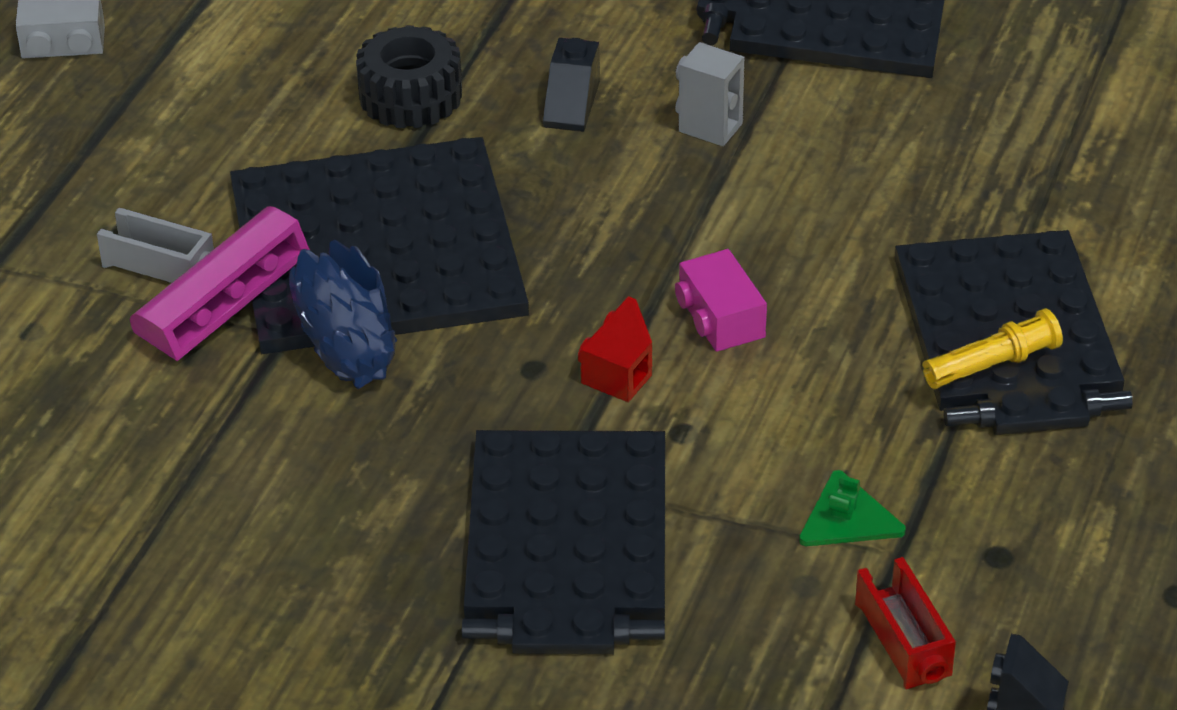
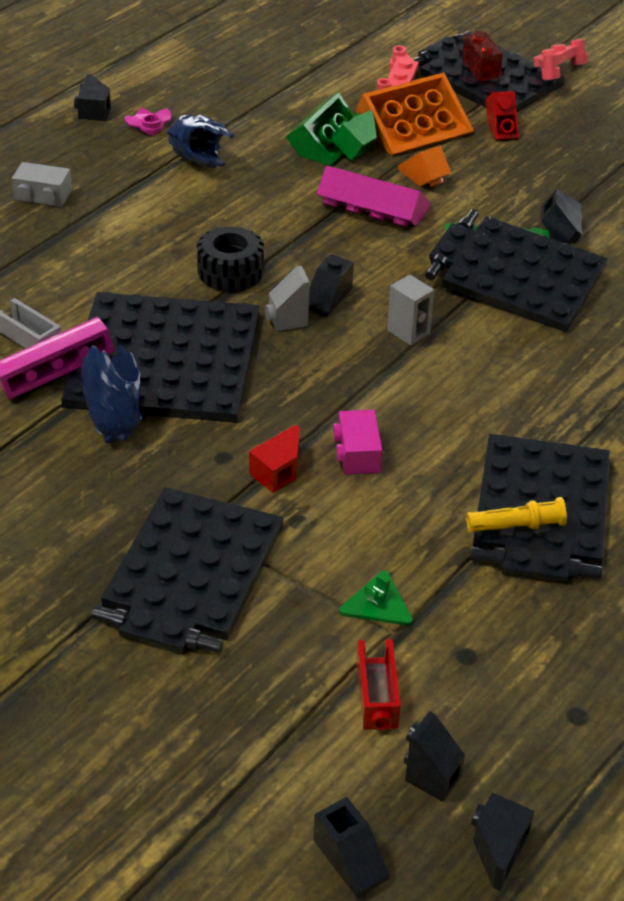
camera: 15 degrees right, 0 degrees up
(531, 120) = (289, 301): none -> light grey slope

